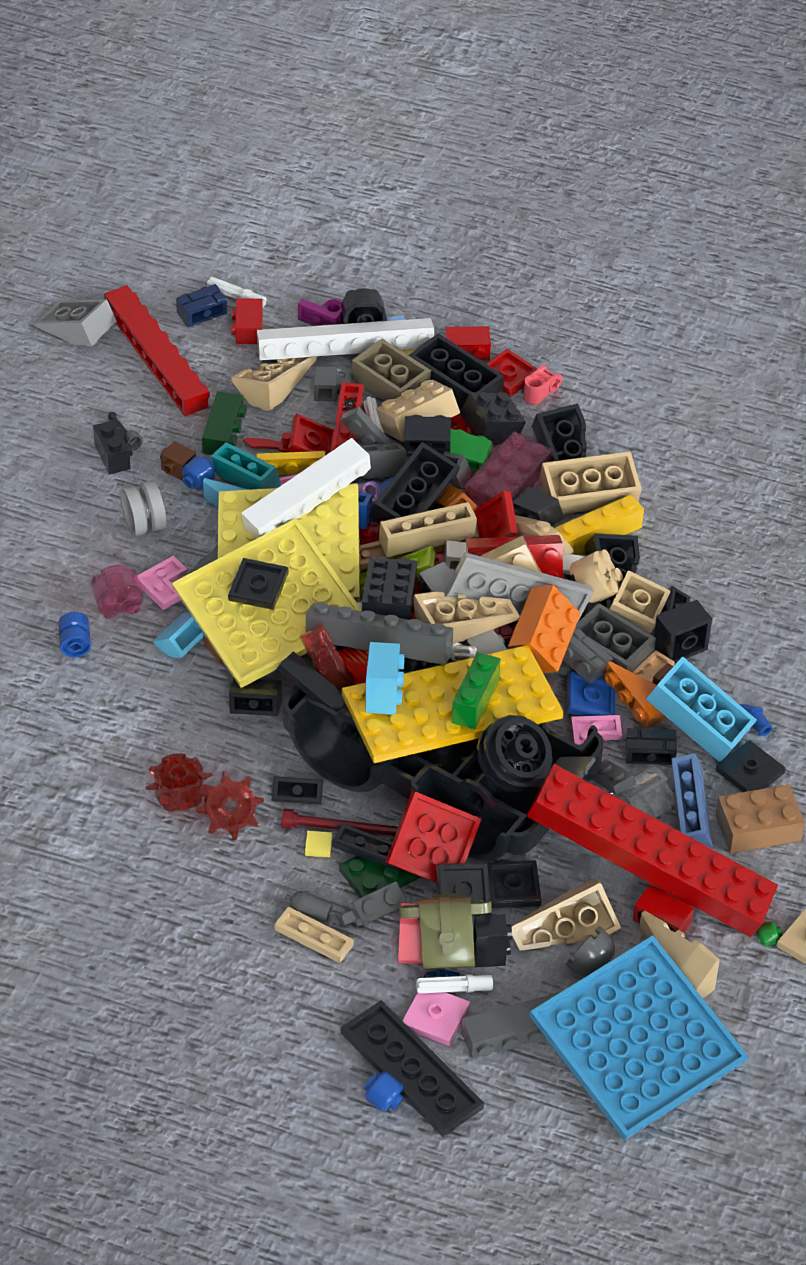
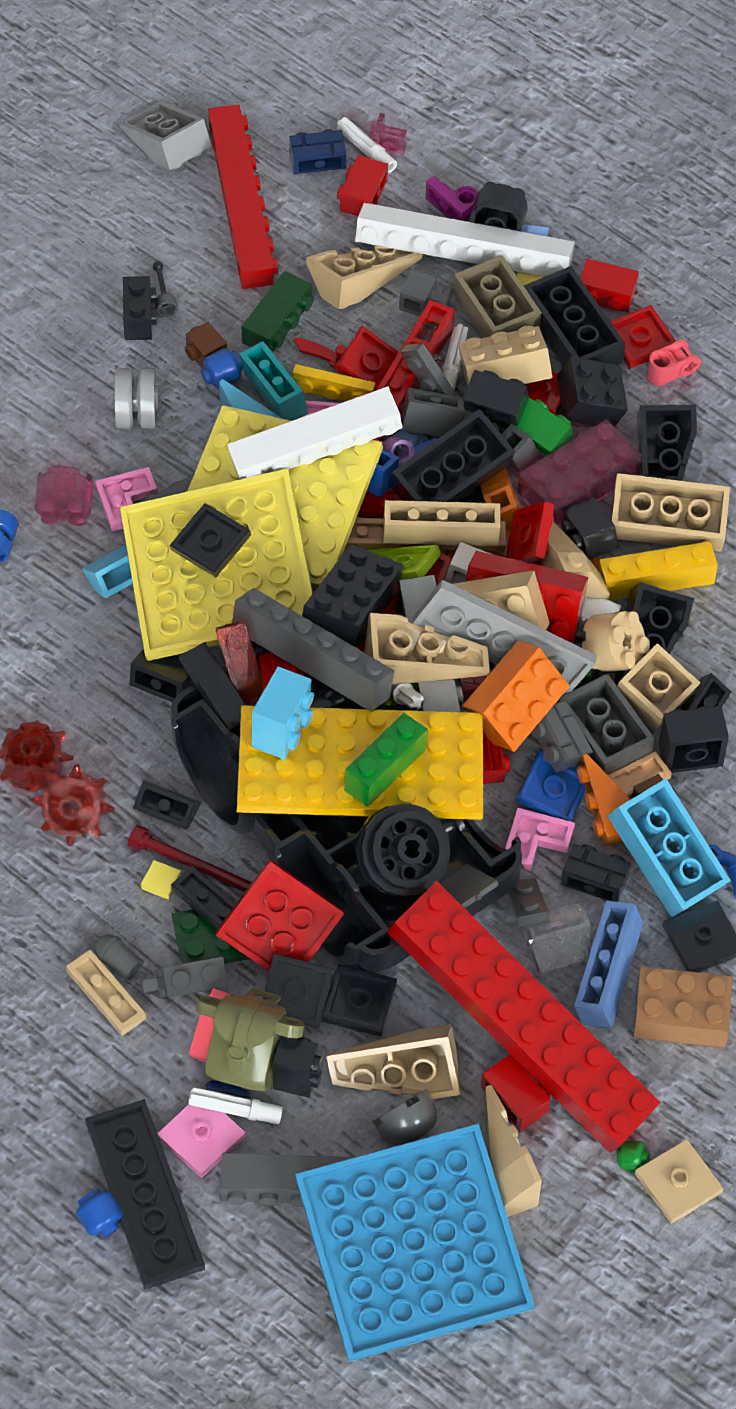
camera: 20 degrees right, 10 degrees up
(253, 281) = (389, 137): none -> clear pink bracket

